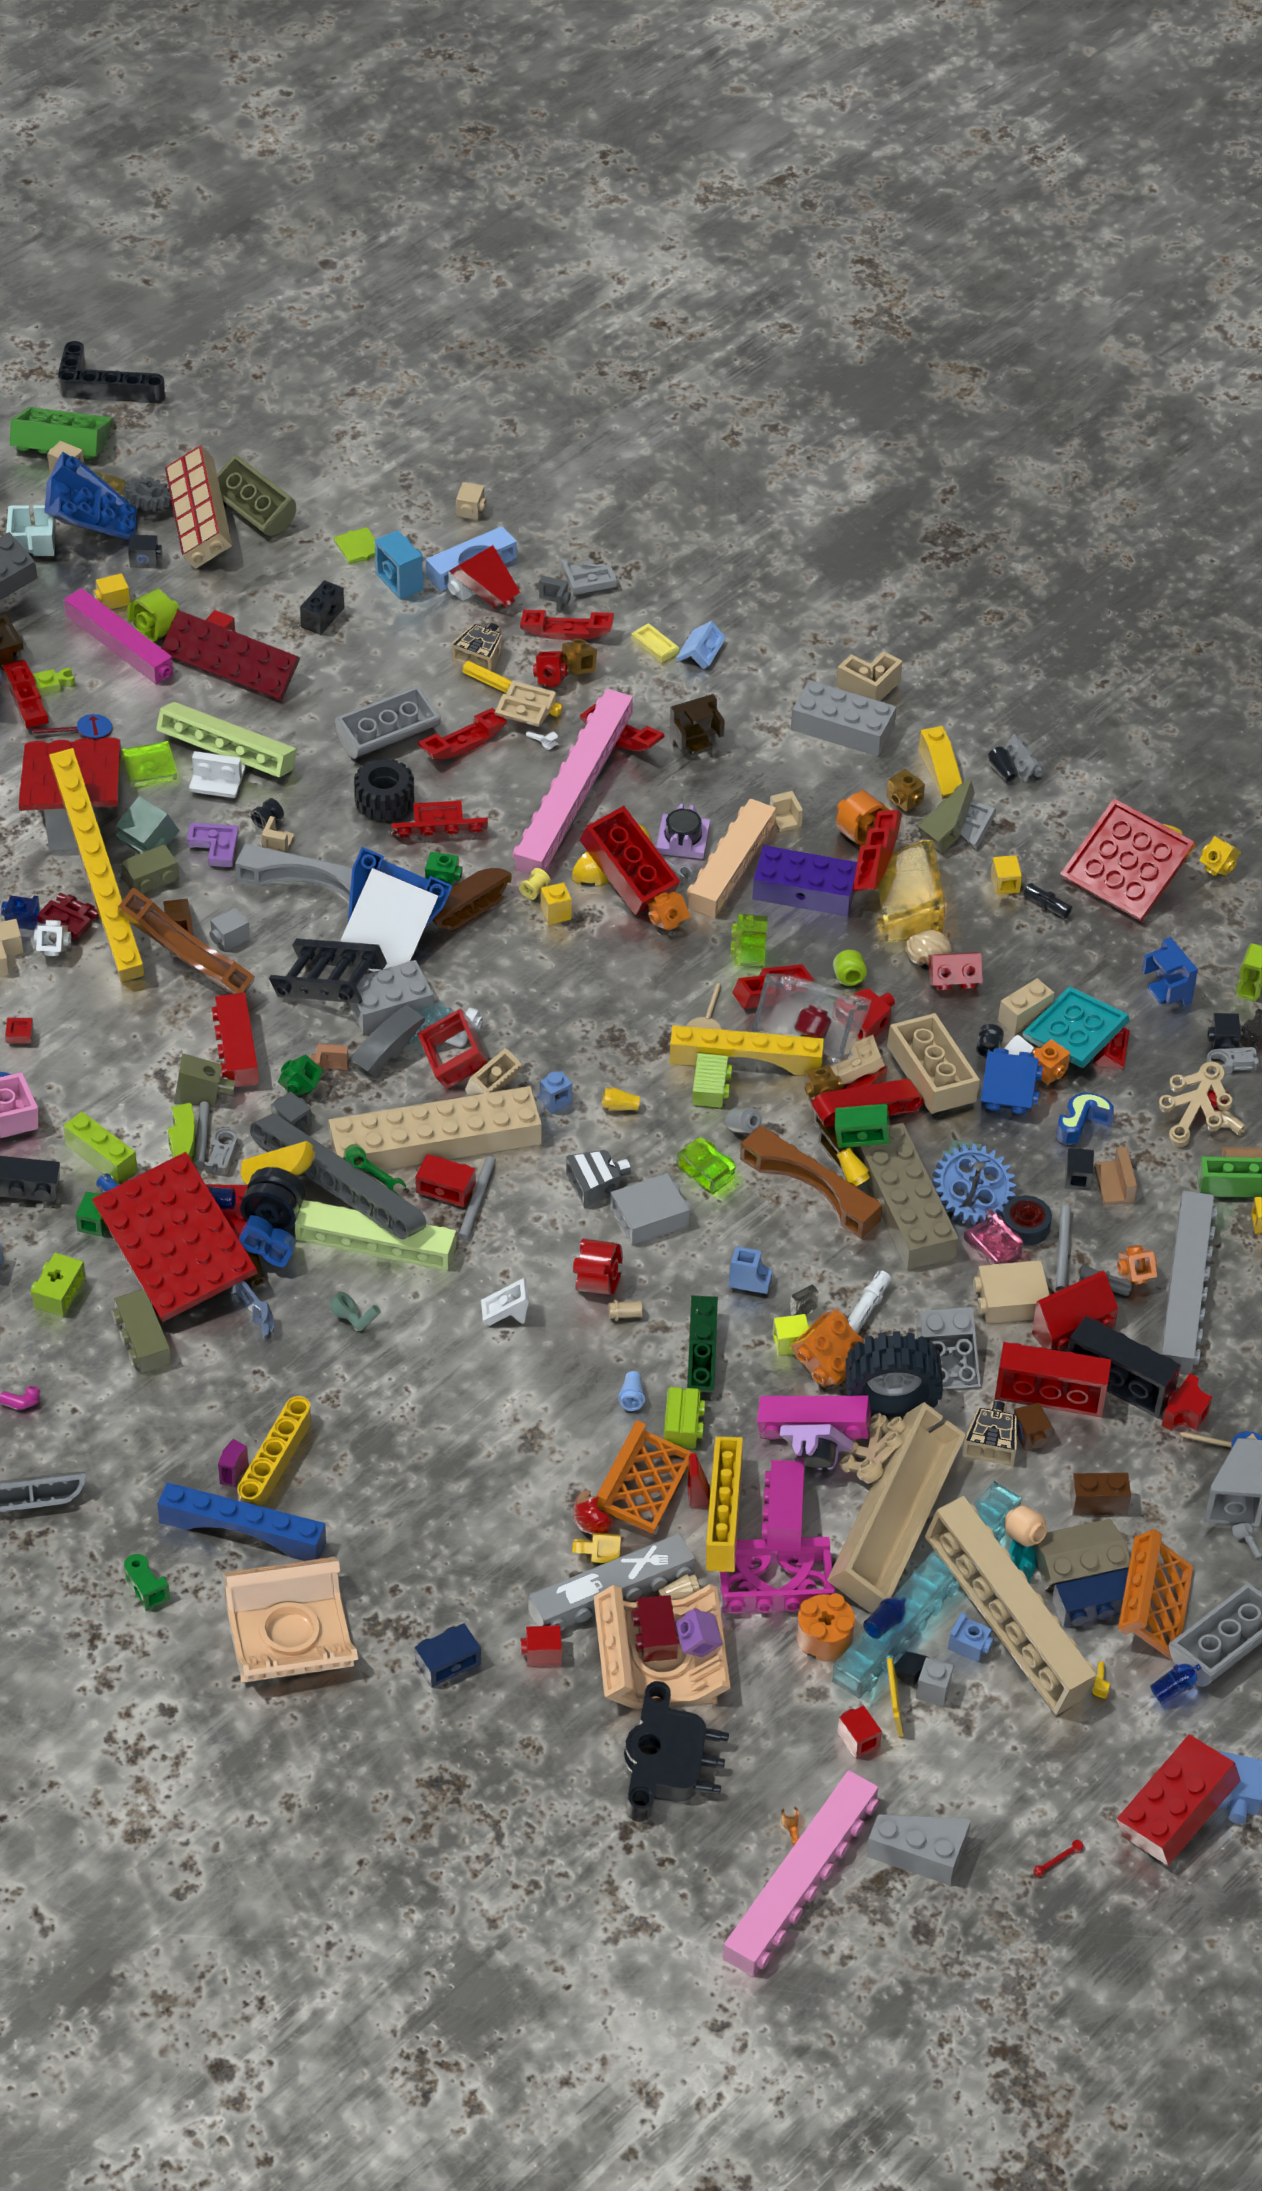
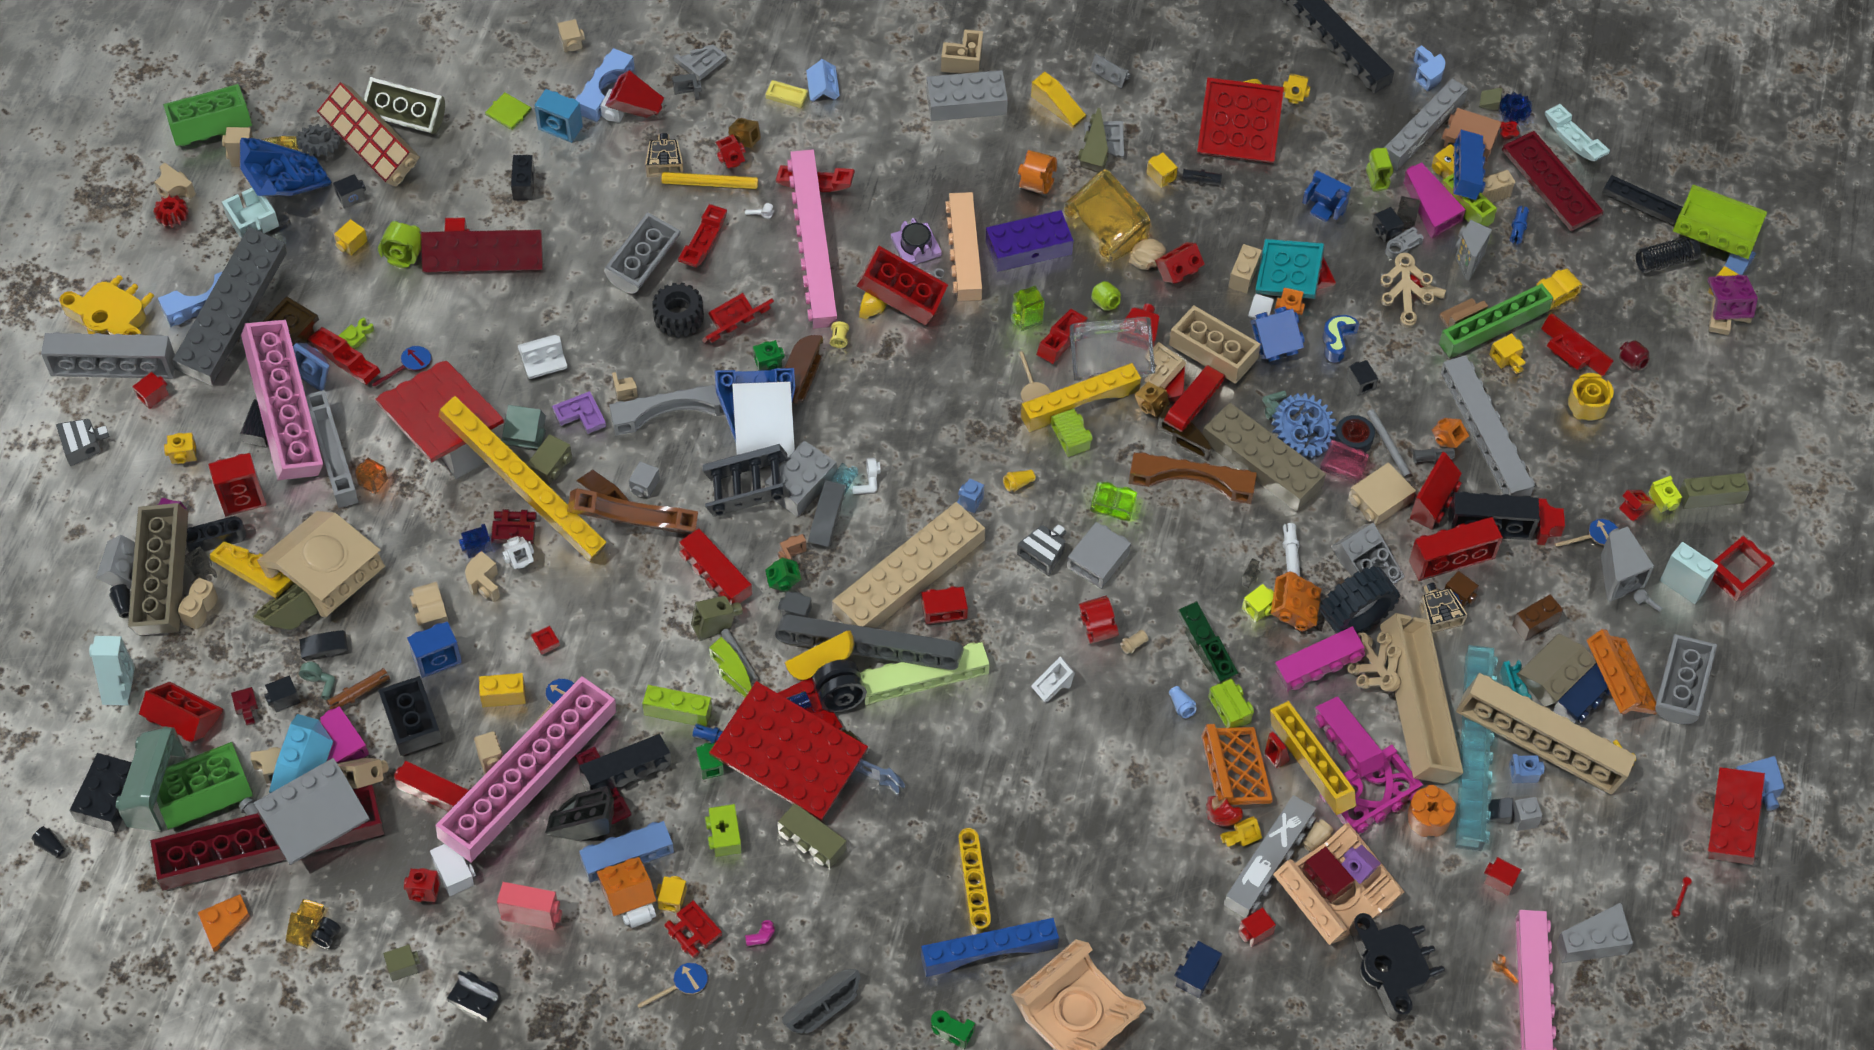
camera: 30 degrees left, 10 degrees up
(103, 384) = (211, 59): black beam -> none
(118, 636) = (382, 273): dark pink brick -> none
(149, 764) = (483, 370): clear neon green tile -> none
(222, 1154) = (766, 664): light grey piece -> none
(226, 739) = (529, 323): yellowish green brick -> none
(232, 1463) = (951, 906): magenta piece -> none
(263, 1239) = (855, 719): blue brick -> none
(269, 808) = (603, 372): black wheel -> none
(345, 1307) = (940, 741): sand green plate -> none
(356, 1150) = (875, 620): green brick -> none
(463, 1064) = (893, 510): red window -> none
(476, 1198) = (971, 607): light grey bar -> none
(494, 1074) = (921, 505): tan brick -> none
(526, 703) = (733, 189): tan slope -> none
(556, 903) = (867, 343): yellow brick -> none
(566, 628) = (716, 110): red slope -> none
(668, 910) = (951, 311): orange brick -> none
(695, 721) = (864, 150): dark brown panel -> none
(743, 1120) = (1117, 453): light grey brick -> none
(748, 1271) = (1199, 569): medium blue brick -> none
(788, 811) = (981, 189): tan panel -> none
(812, 1022) = (1116, 354): dark red head -> none
(816, 1444) = (1339, 681): lavender piece -> none
(853, 1169) = (1219, 454): yellow cone -> none
(862, 1125) = (1213, 420): green brick -> none
(877, 852) = (1070, 195): red slope -> none
(886, 1616) = (1472, 785): clear blue piece -> none
(895, 1697) = (1509, 837): yellow window -> none
(905, 790) = (1050, 134): pearl gold brick -> none
(989, 1037) = (1238, 307): black wheel -> none
(1002, 763) = (1100, 81): black cone -> none
(1025, 1526) = (1517, 669): light nougat head -> none
(1116, 1179) = (1391, 372): medium nougat panel -> none
(1175, 1682) = (1675, 731): clear blue piece -> none

